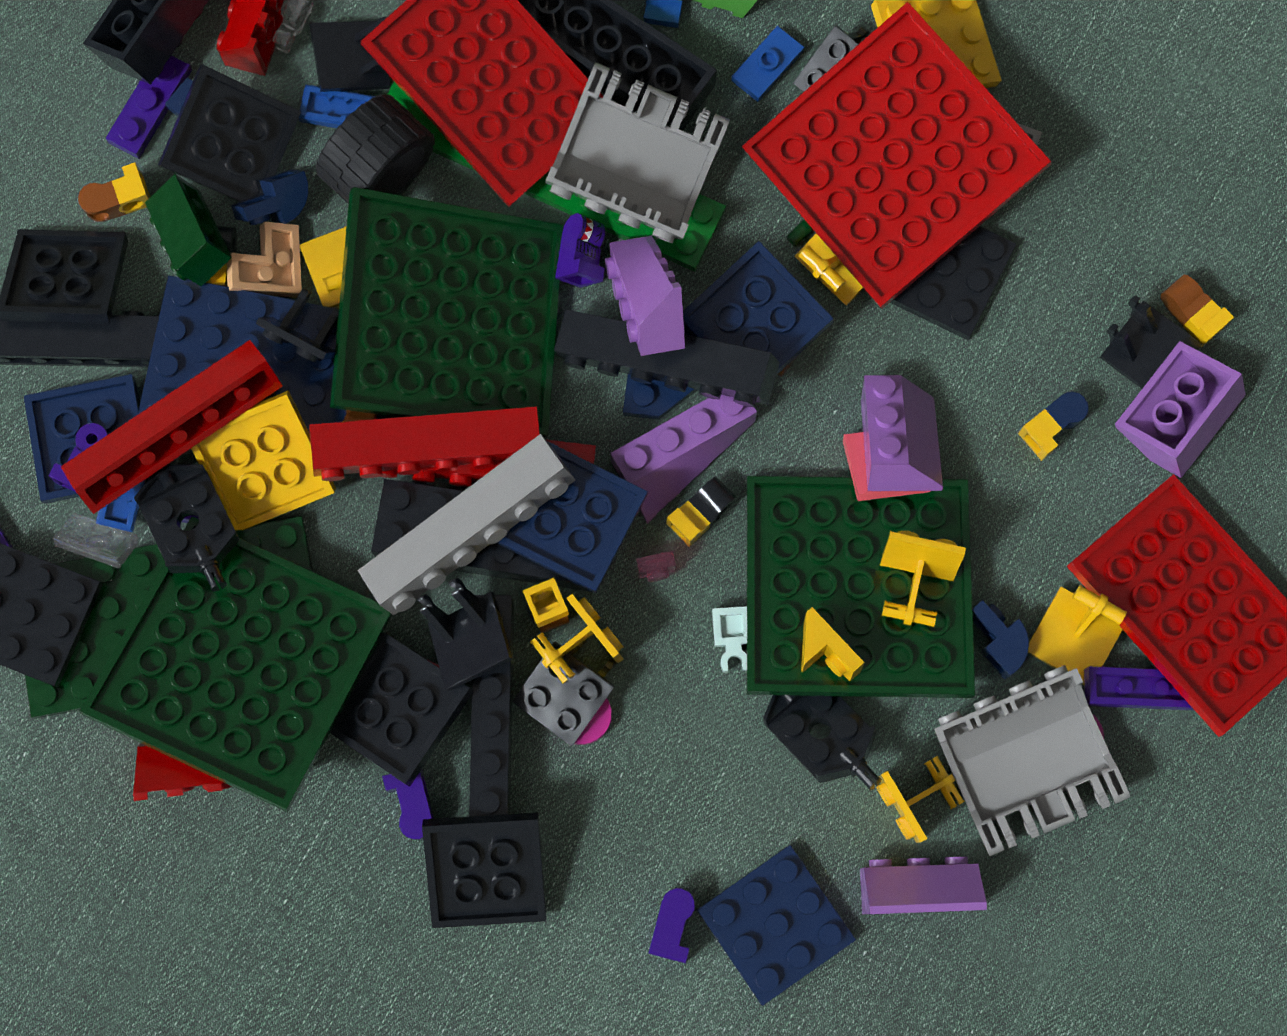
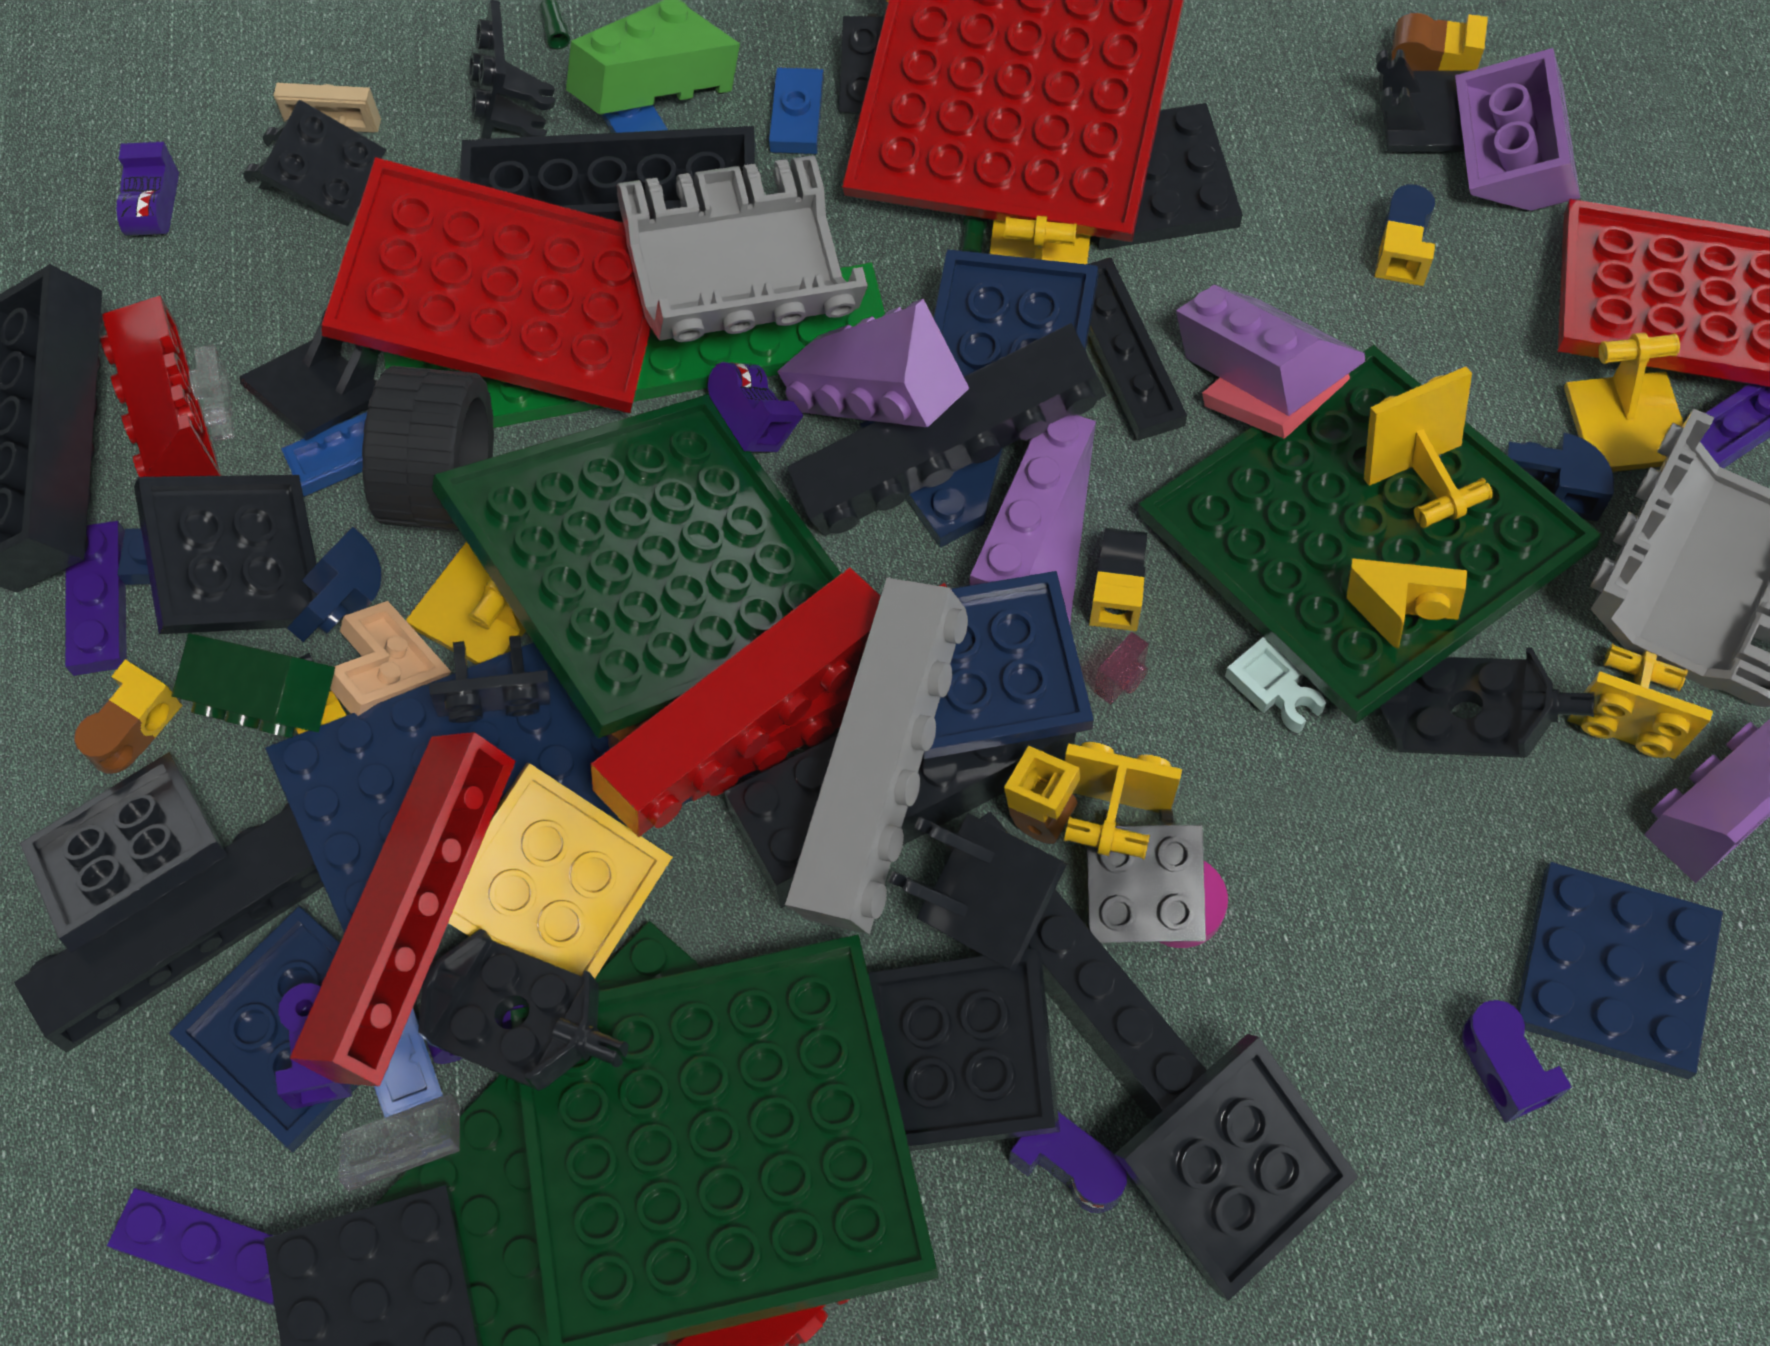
camera: 35 degrees left, 15 degrees down
(825, 373) = (1131, 358): none -> black plate

